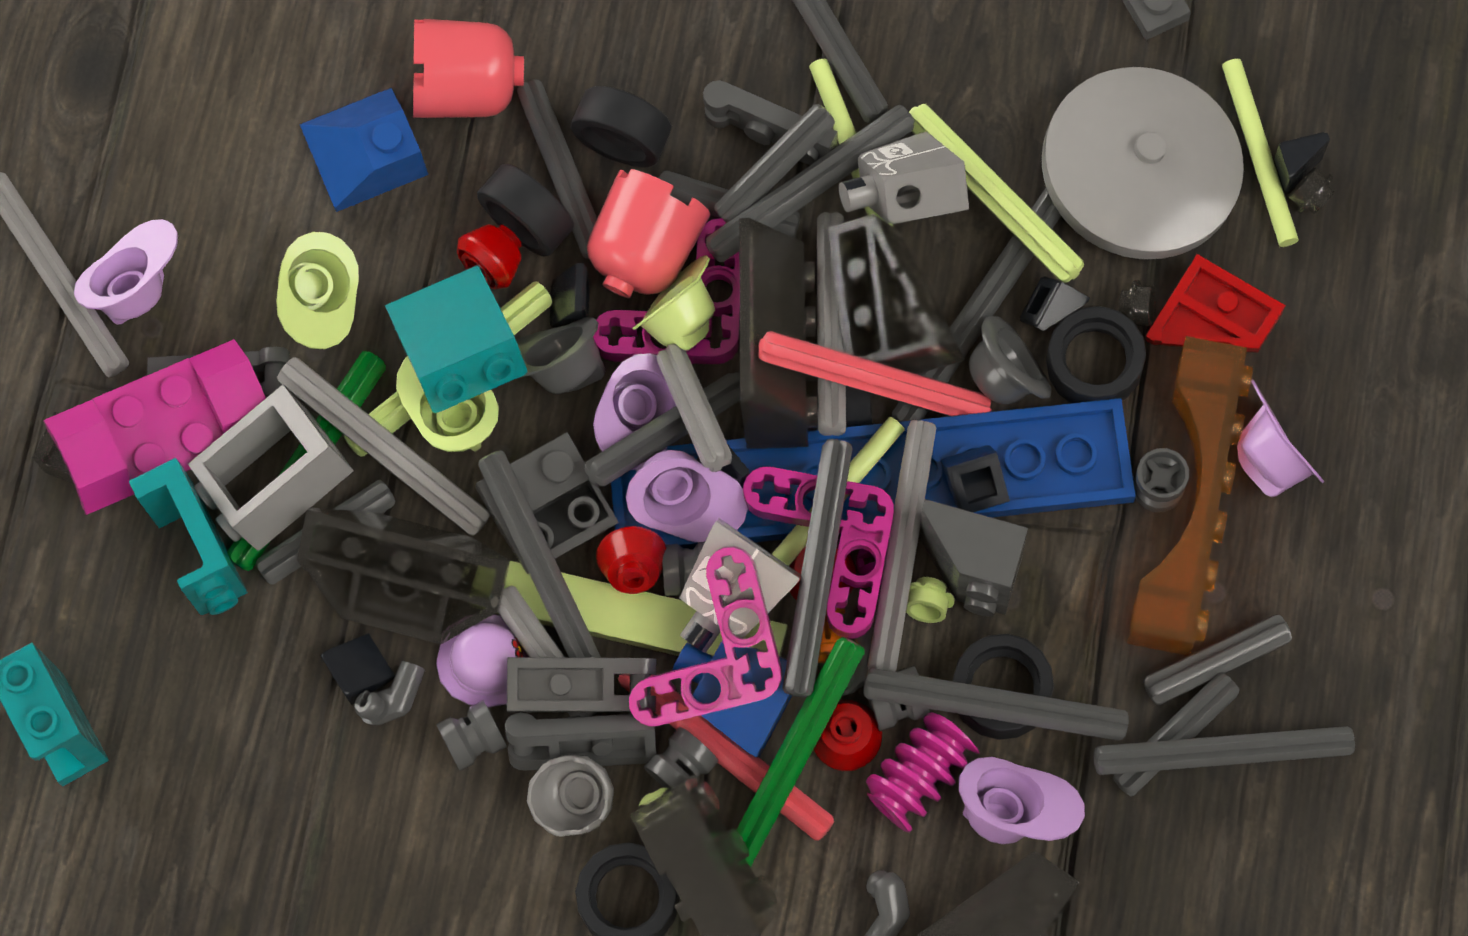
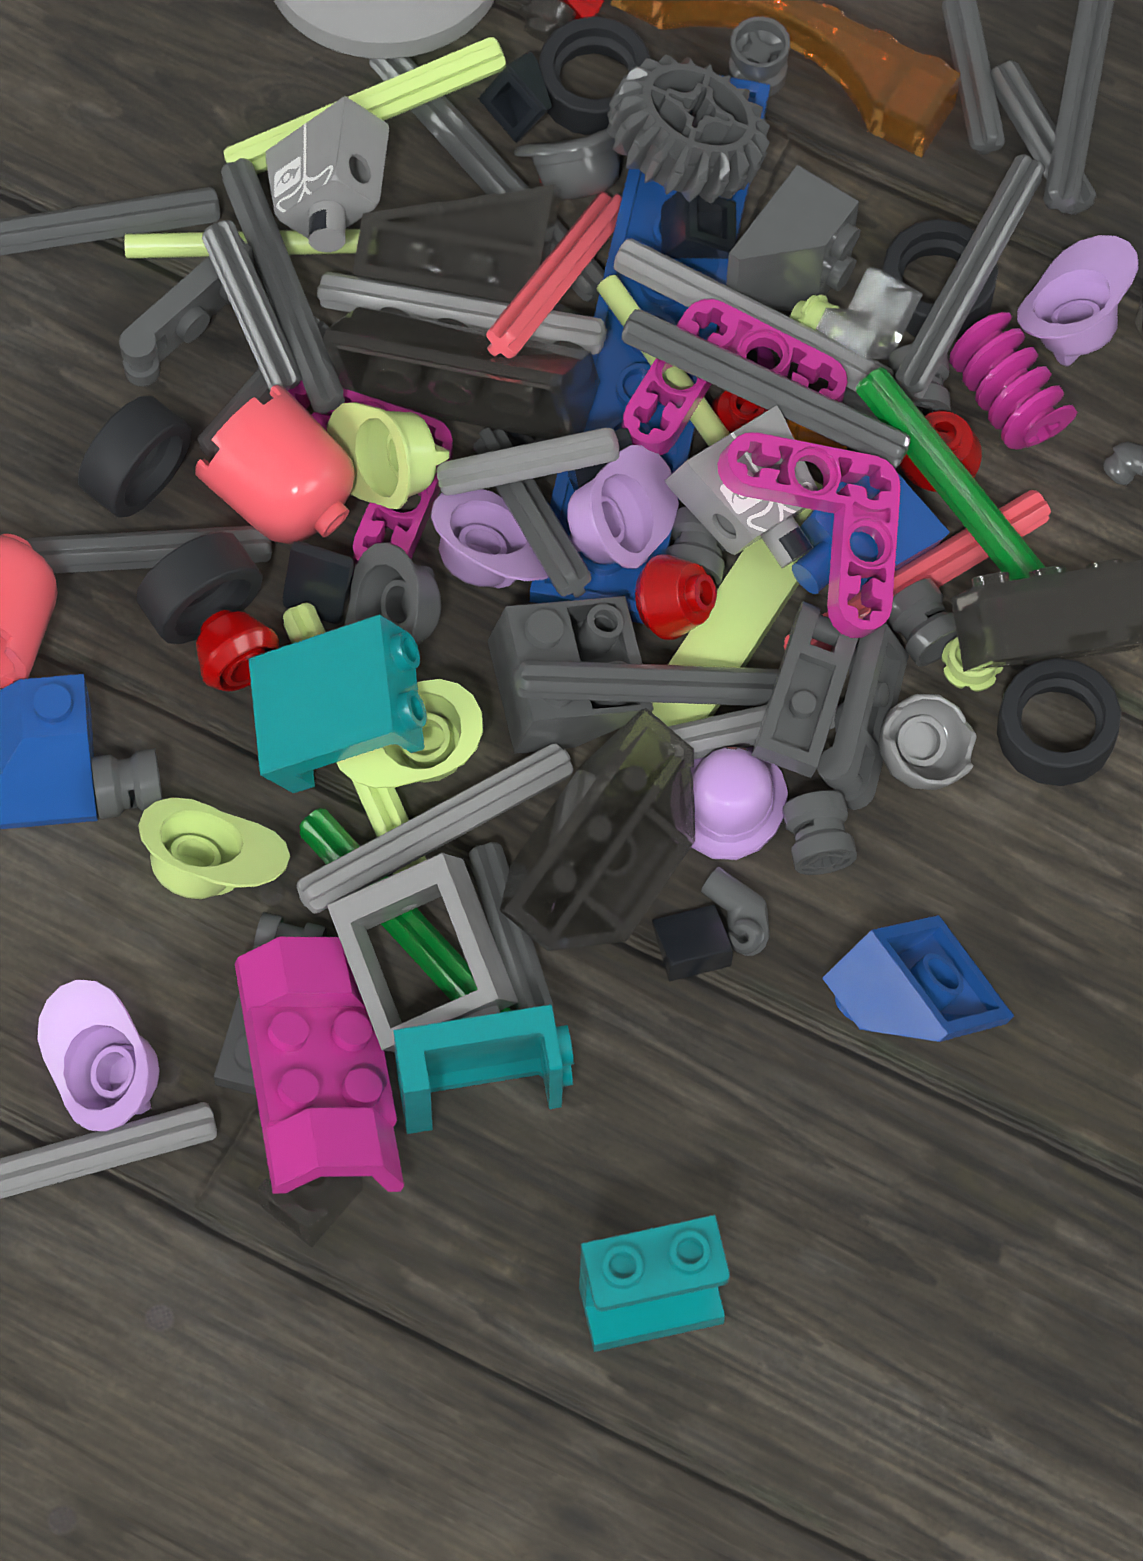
camera: 80 degrees left, 5 degrees down
(358, 216) = (126, 782): none -> dark grey wheel
(360, 852) = (915, 984): none -> blue slope
(932, 641) = (875, 316): none -> clear panel
(1046, 395) = (688, 129): none -> dark grey gear

